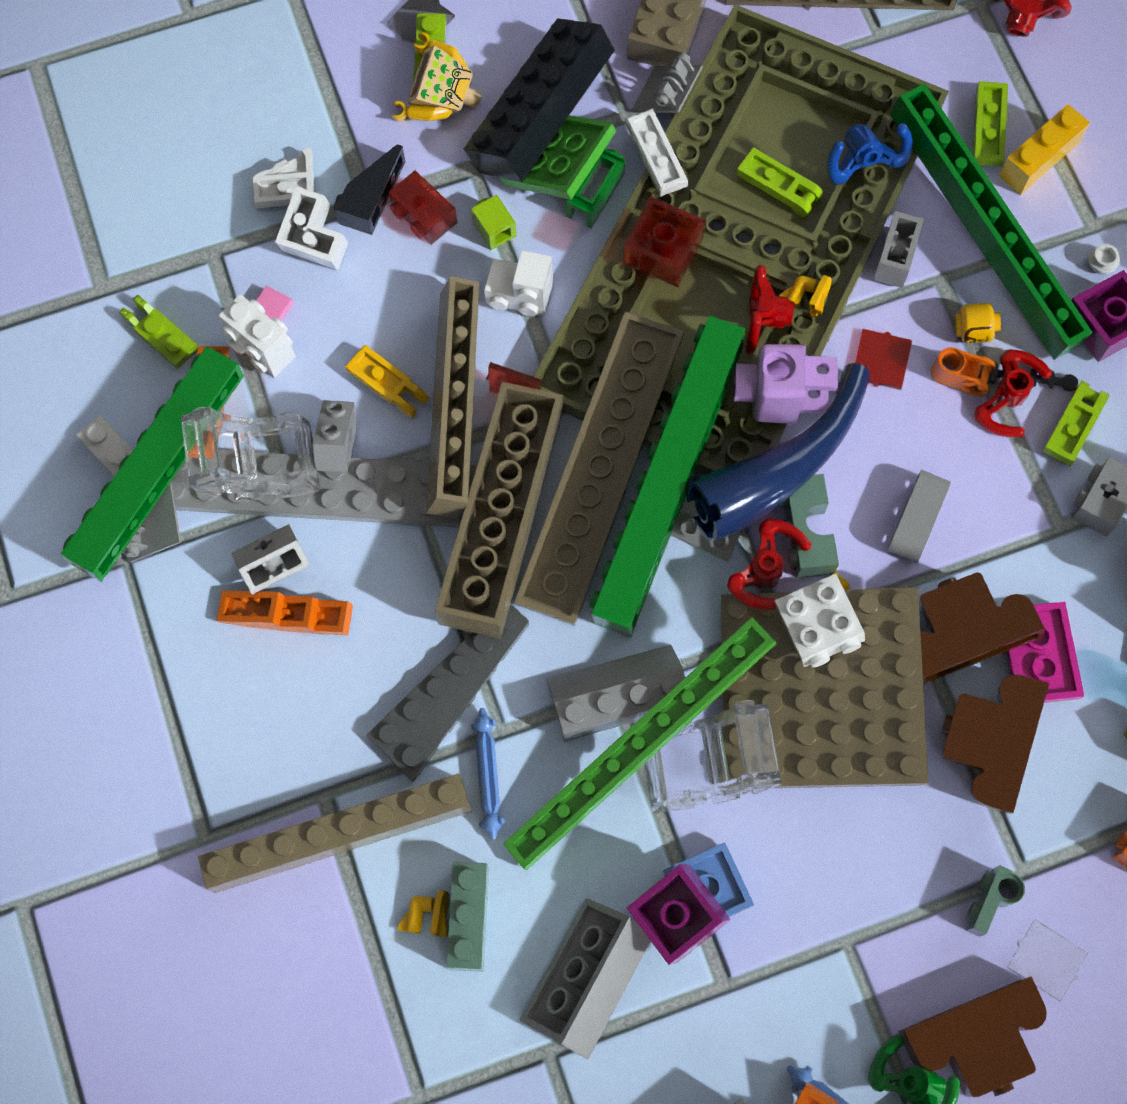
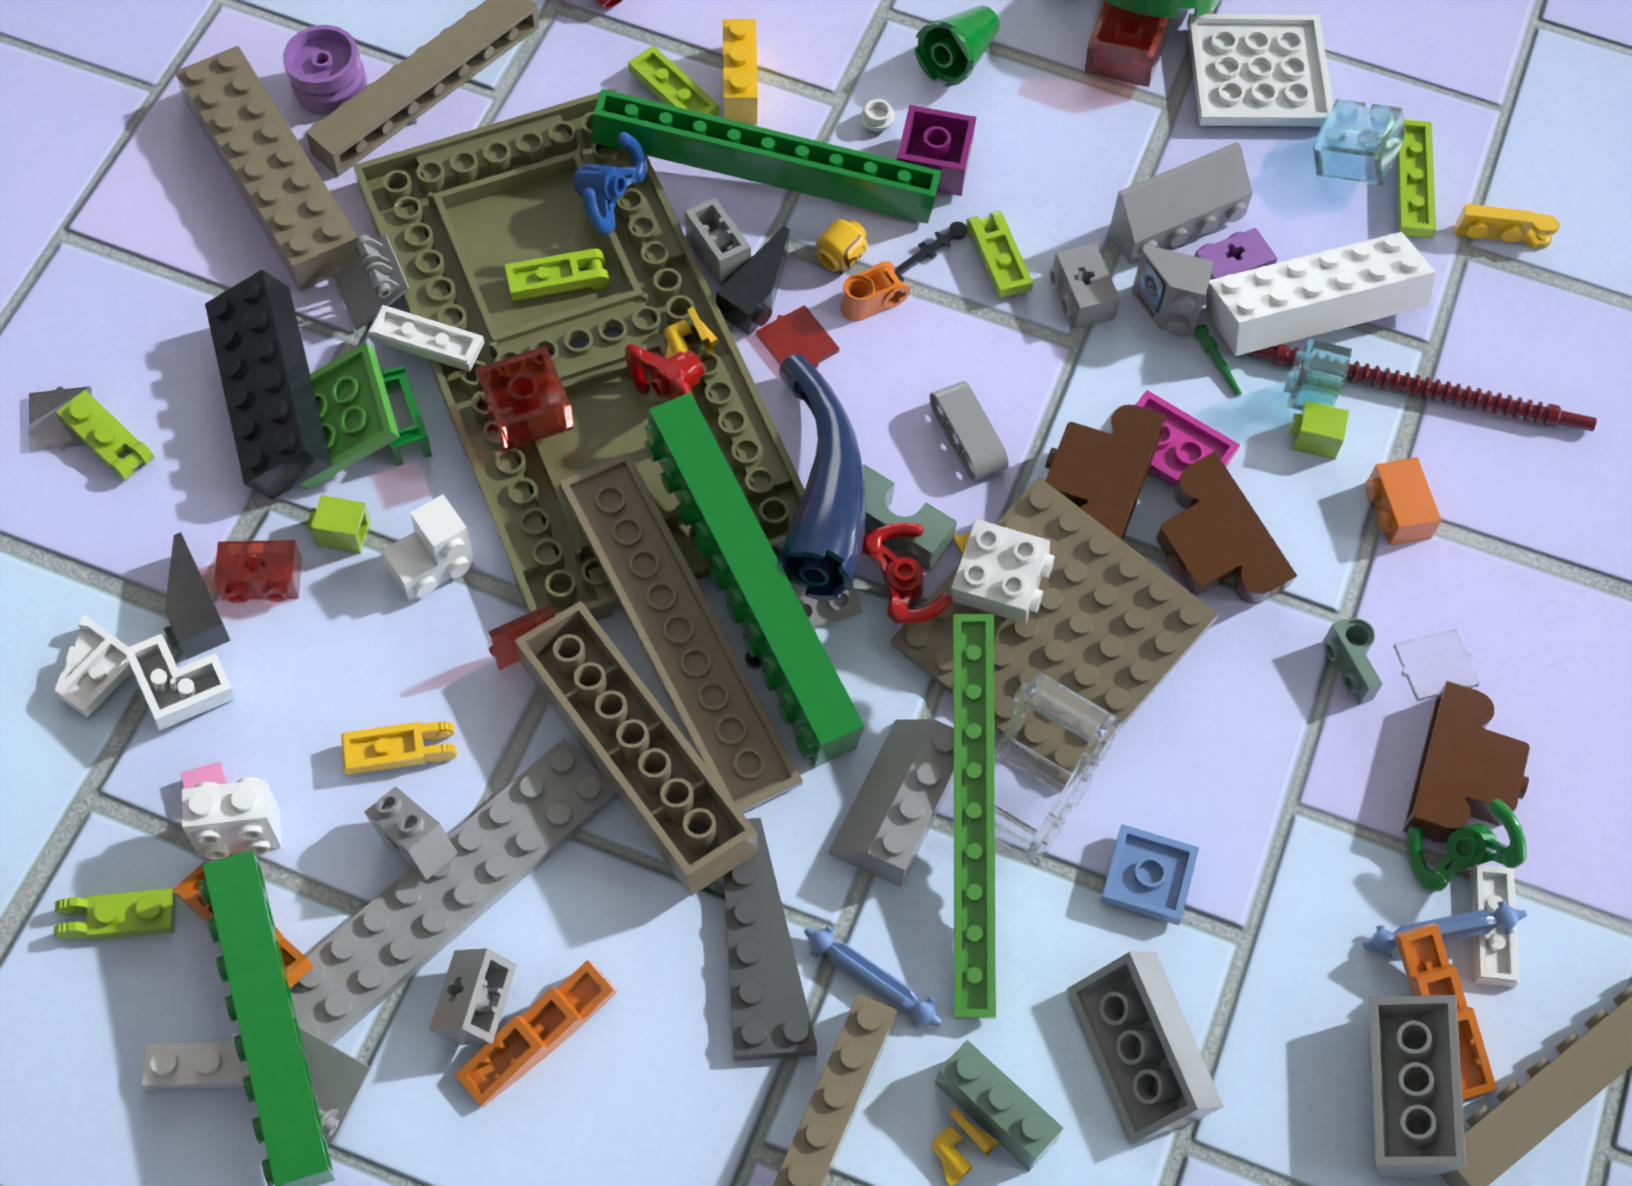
camera: 55 degrees left, 10 degrees down
(203, 456) = (340, 945): clear window -> none
(439, 84) = (153, 450): torso -> none
(453, 398) = (485, 695): dark tan brick -> none
(678, 914) = (1161, 909): magenta brick -> none
(781, 383) = (765, 434): lavender piece -> none
(889, 300) = (751, 292): none -> black slope
(1011, 391) = (927, 271): red piece -> none

